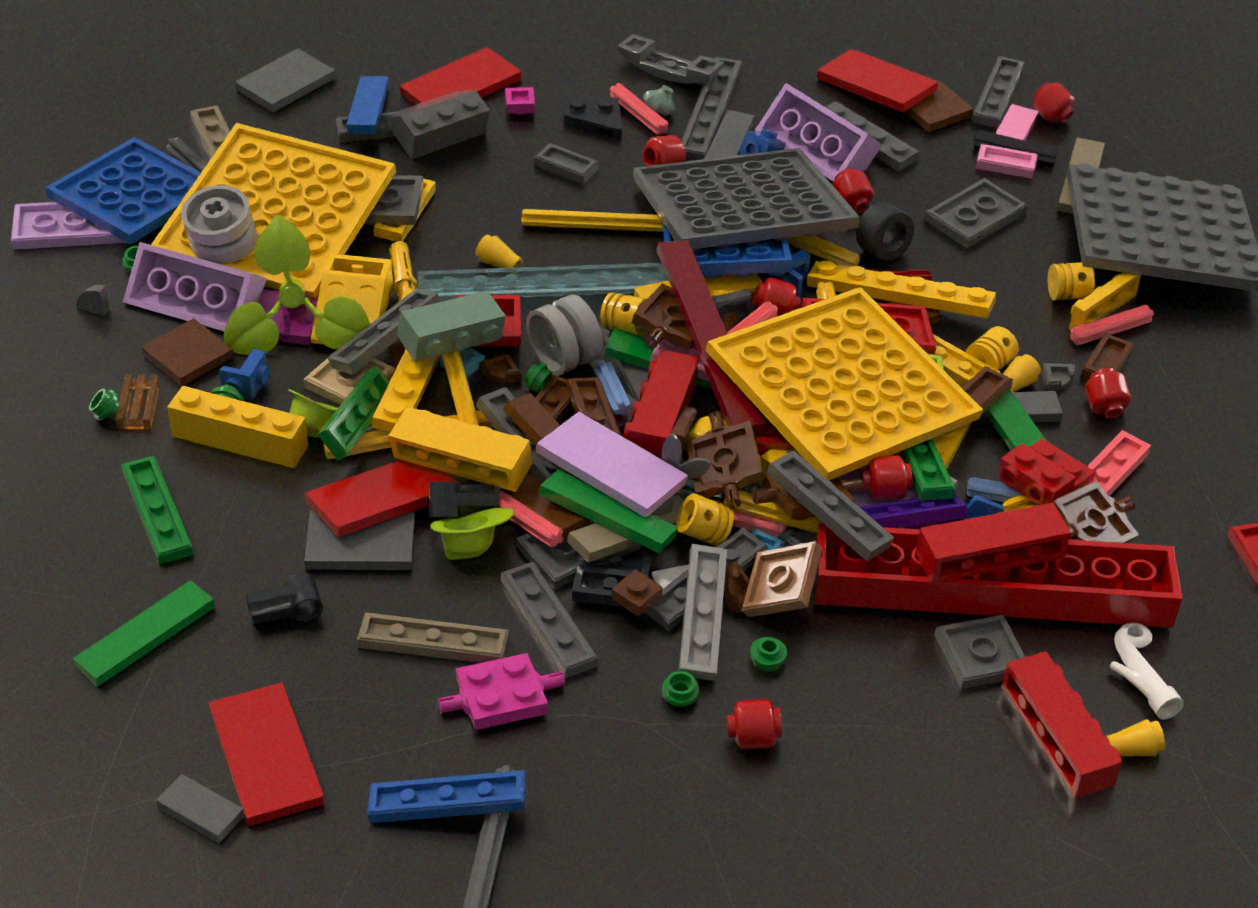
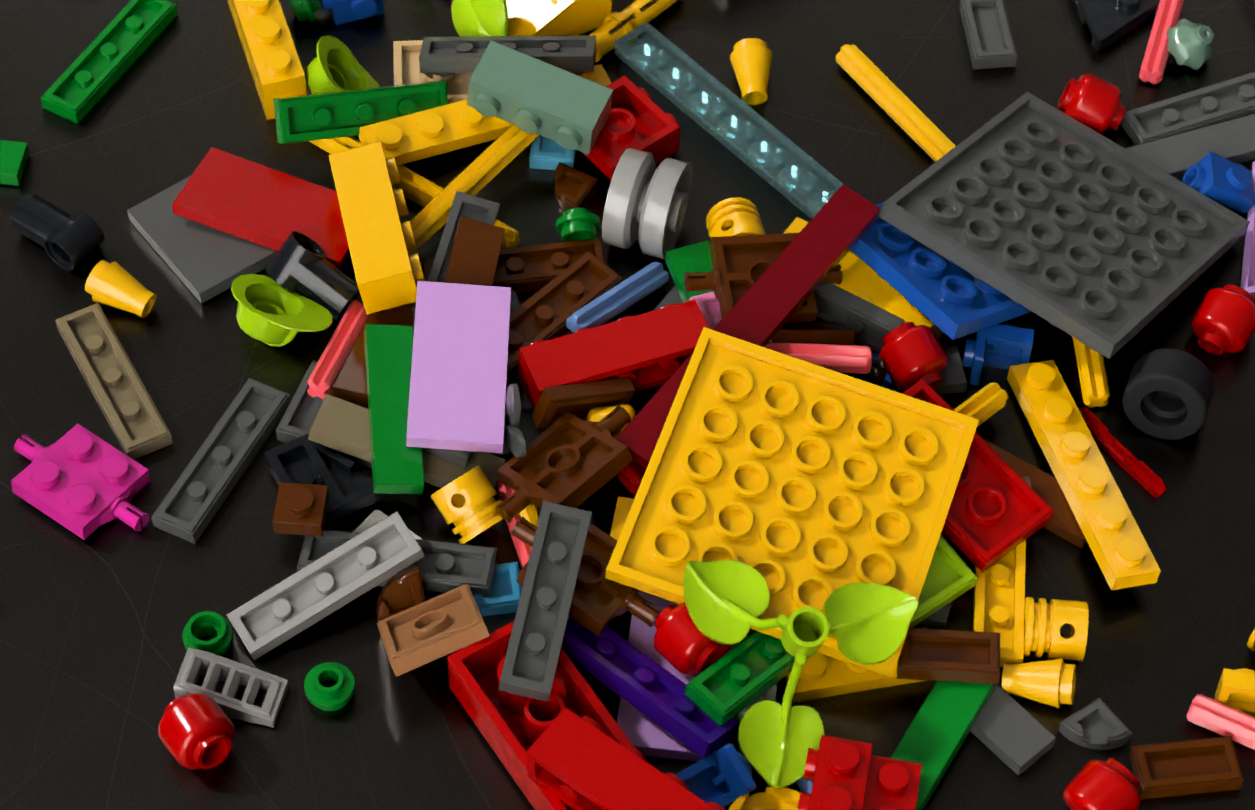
camera: 55 degrees right, 10 degrees up
(366, 596) = (119, 289): none -> yellow cone
(715, 717) = (218, 668): none -> light grey slope
(955, 405) = (869, 629): none -> lime plant

